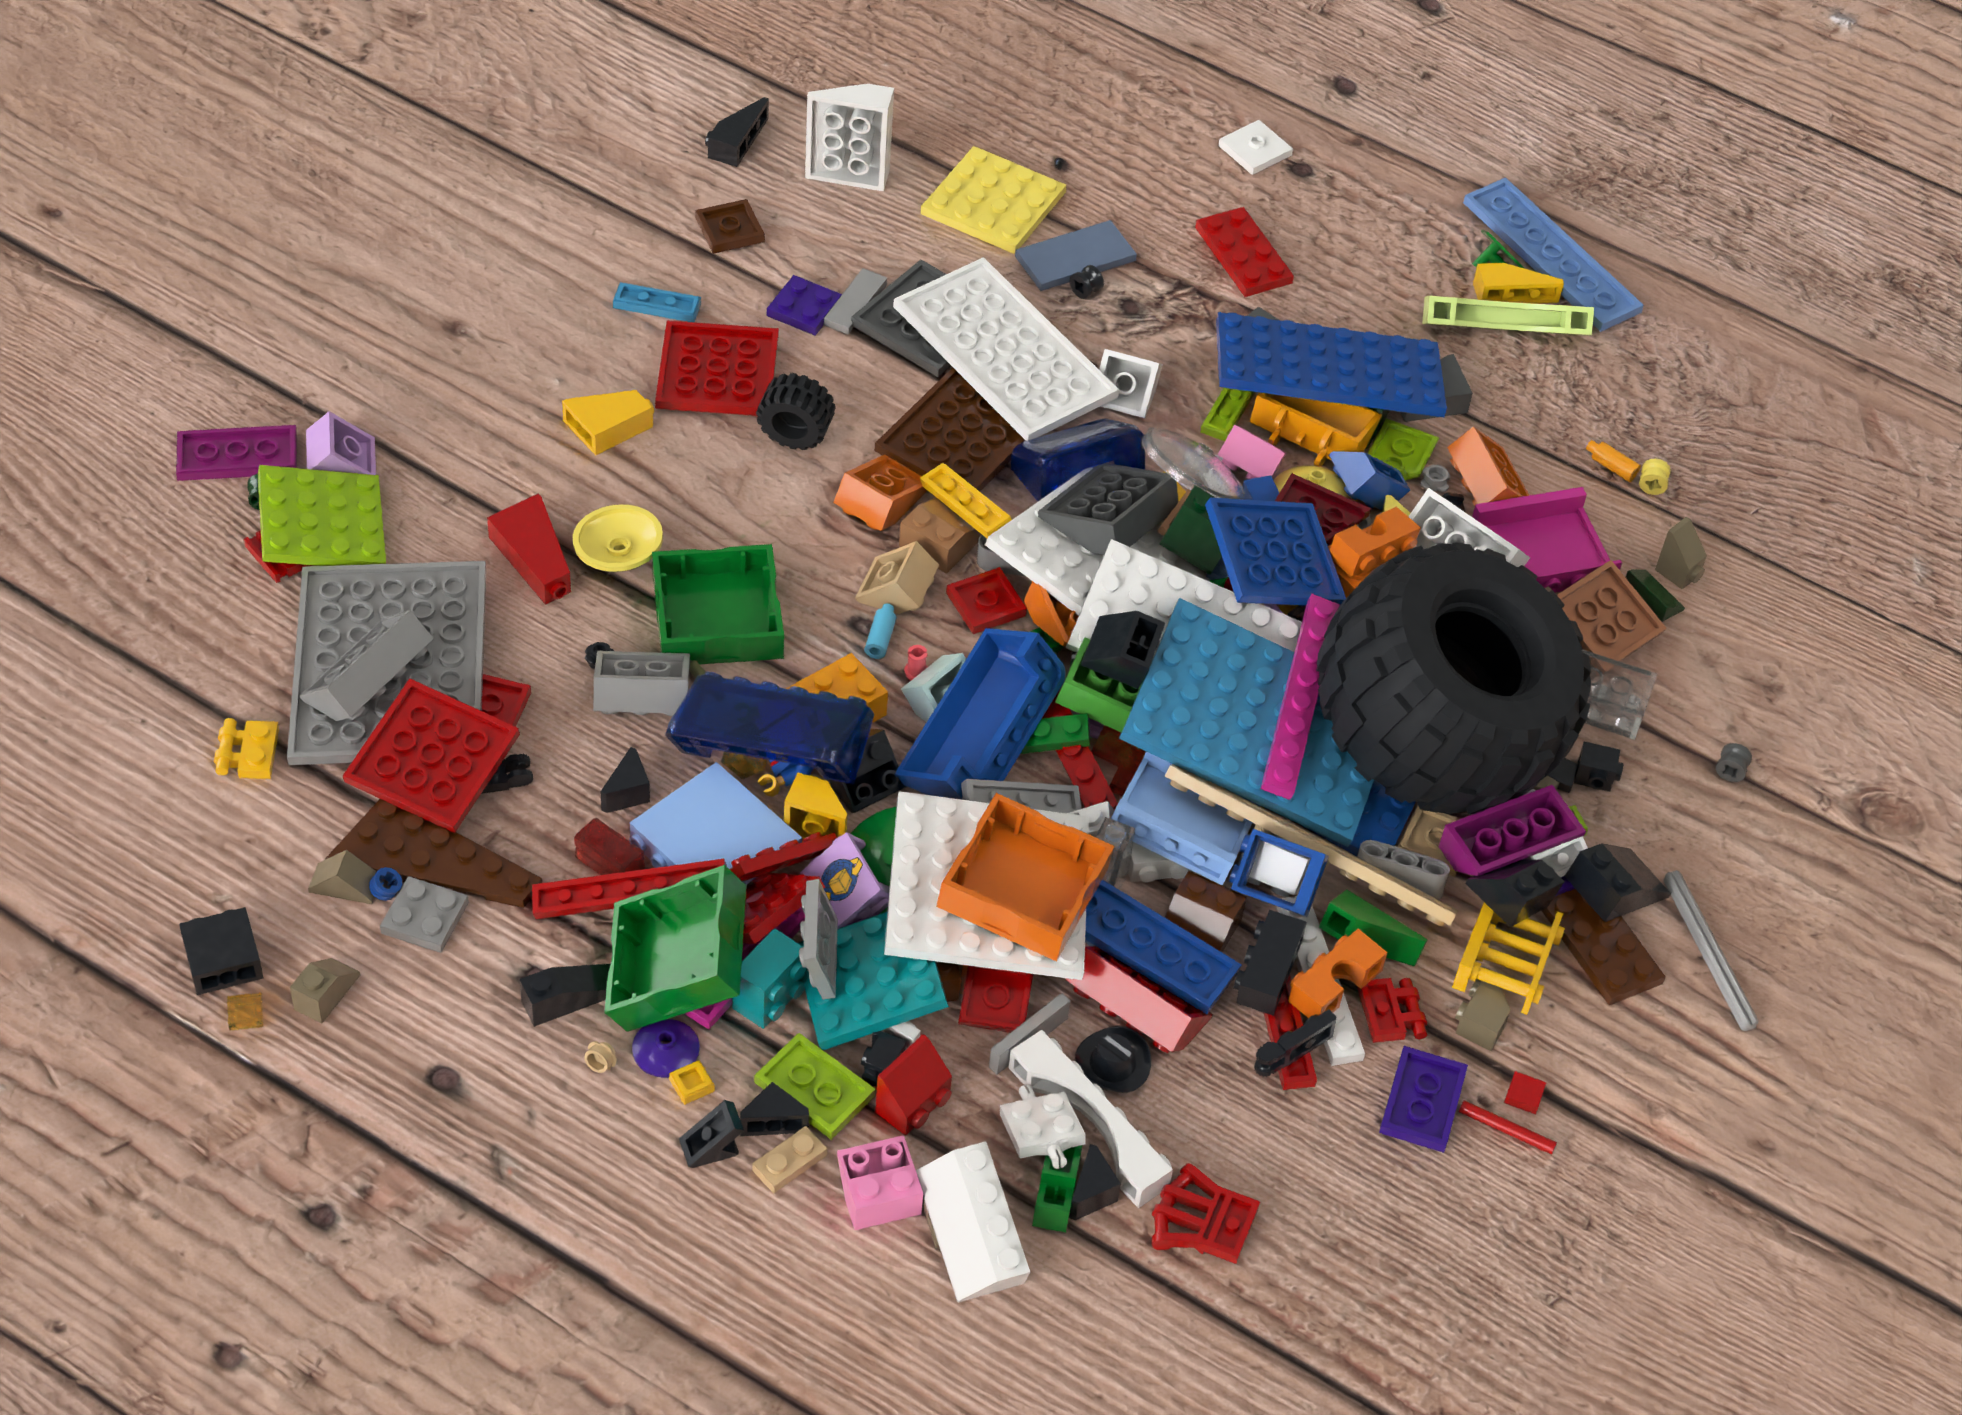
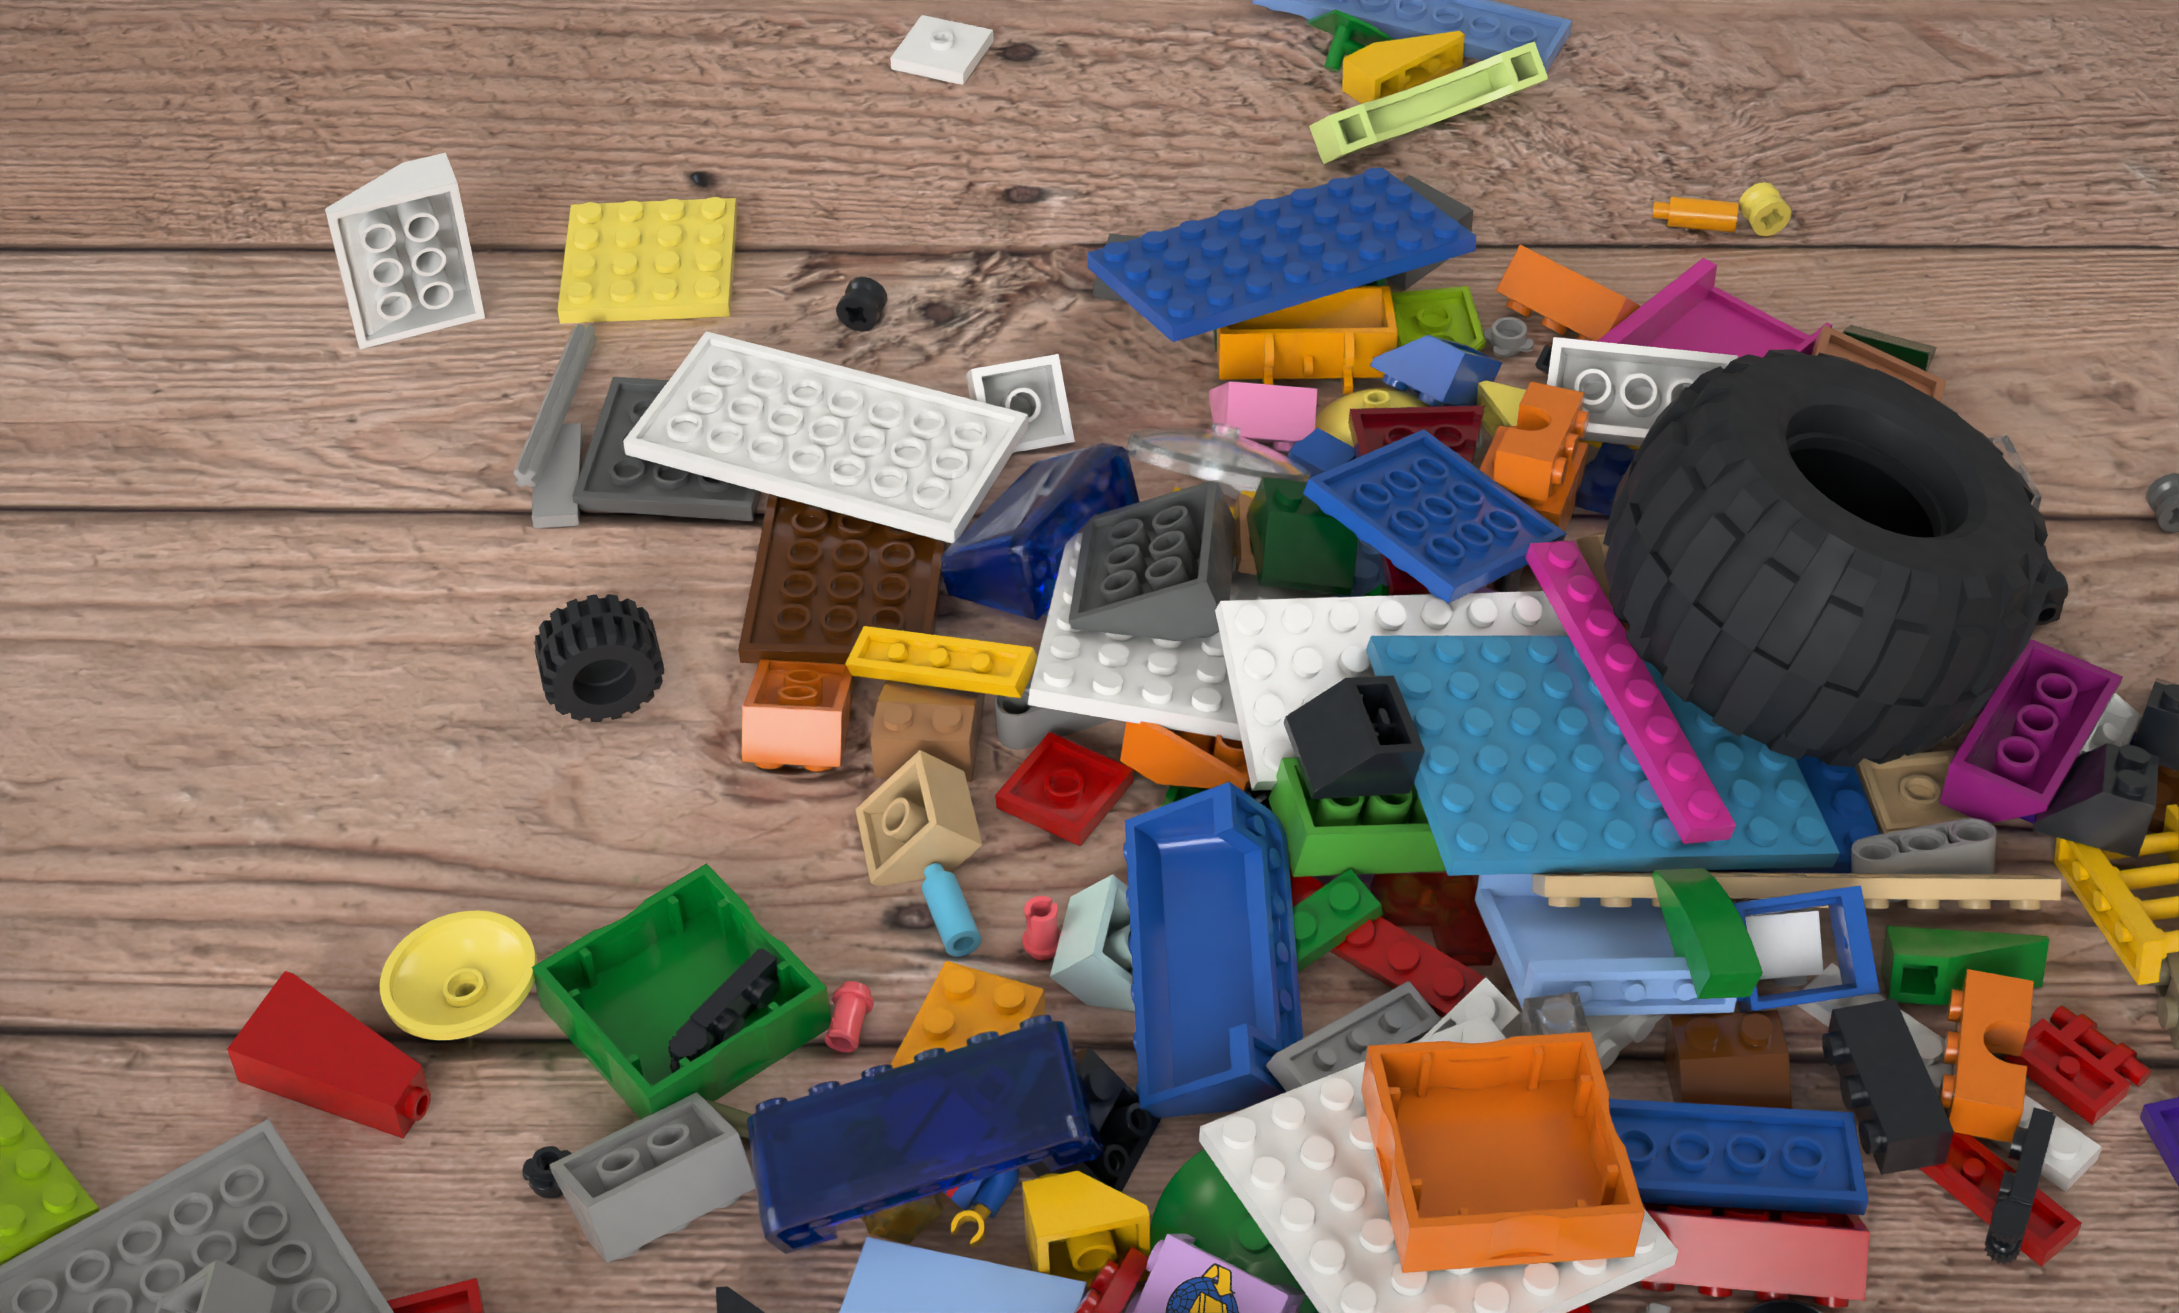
camera: 25 degrees left, 5 degrees down
(608, 418) = (309, 809): yellow slope -> none
(657, 302) = (263, 611): dark azure tile -> none
(715, 367) = (424, 659): red plate -> none
(730, 226) = (300, 457): reddish brown plate -> none
(733, 620) = (726, 1009): none -> black hinge
(737, 133) = (220, 333): black slope -> none
(797, 652) = (851, 1005): none -> coral pin
(802, 305) = (485, 515): dark purple plate -> none
(879, 260) = (555, 406): none -> light grey axle
(1056, 259) = (809, 282): sand blue tile -> none
(1226, 412) = (1174, 379): lime tile -> none
(1226, 835) = (1707, 933): none -> green slope
(1244, 251) = (1032, 178): red plate -> none
(1682, 555) = (1890, 284): dark tan slope -> none

